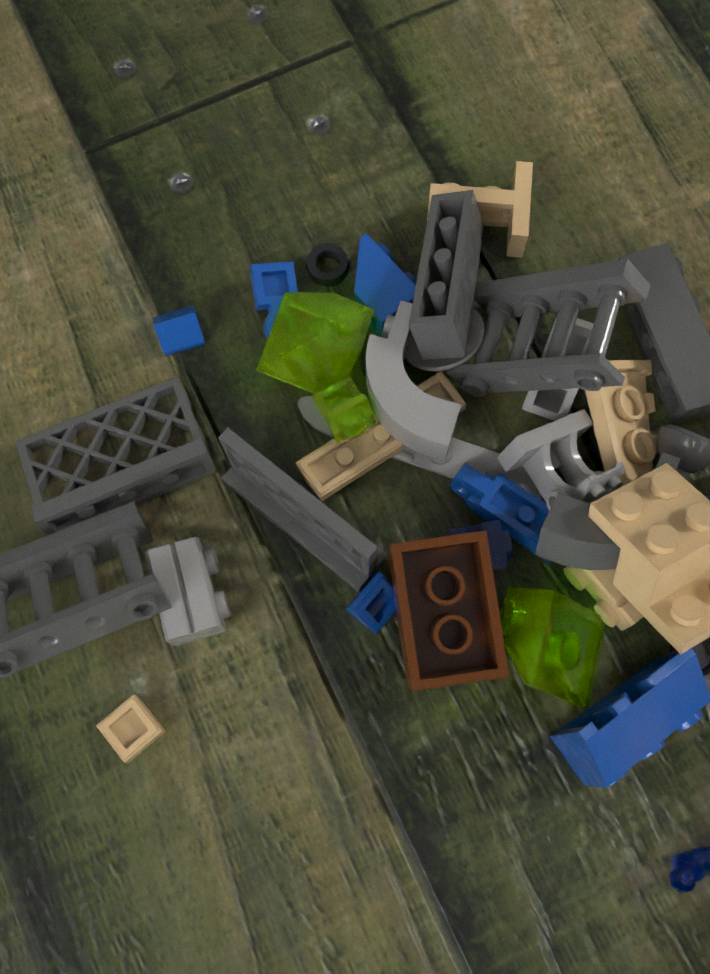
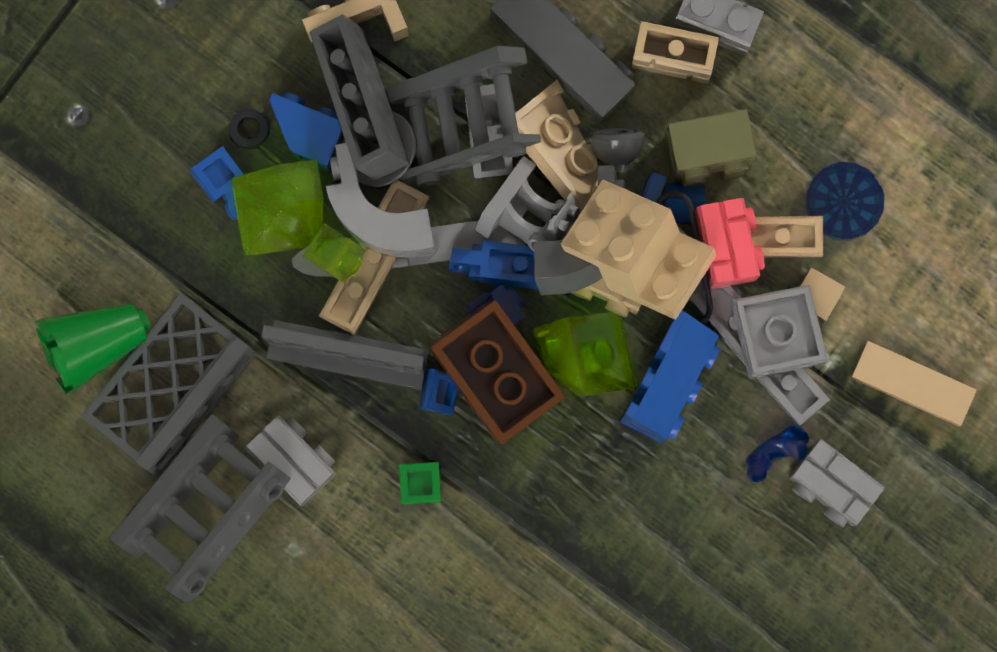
camera: 30 degrees left, 10 degrees up
(60, 372) = (90, 341): none -> green cone
(130, 728) = (306, 583): tan tile -> none
(178, 330) = (157, 251): blue slope -> none
(304, 686) = (420, 483): none -> green plate

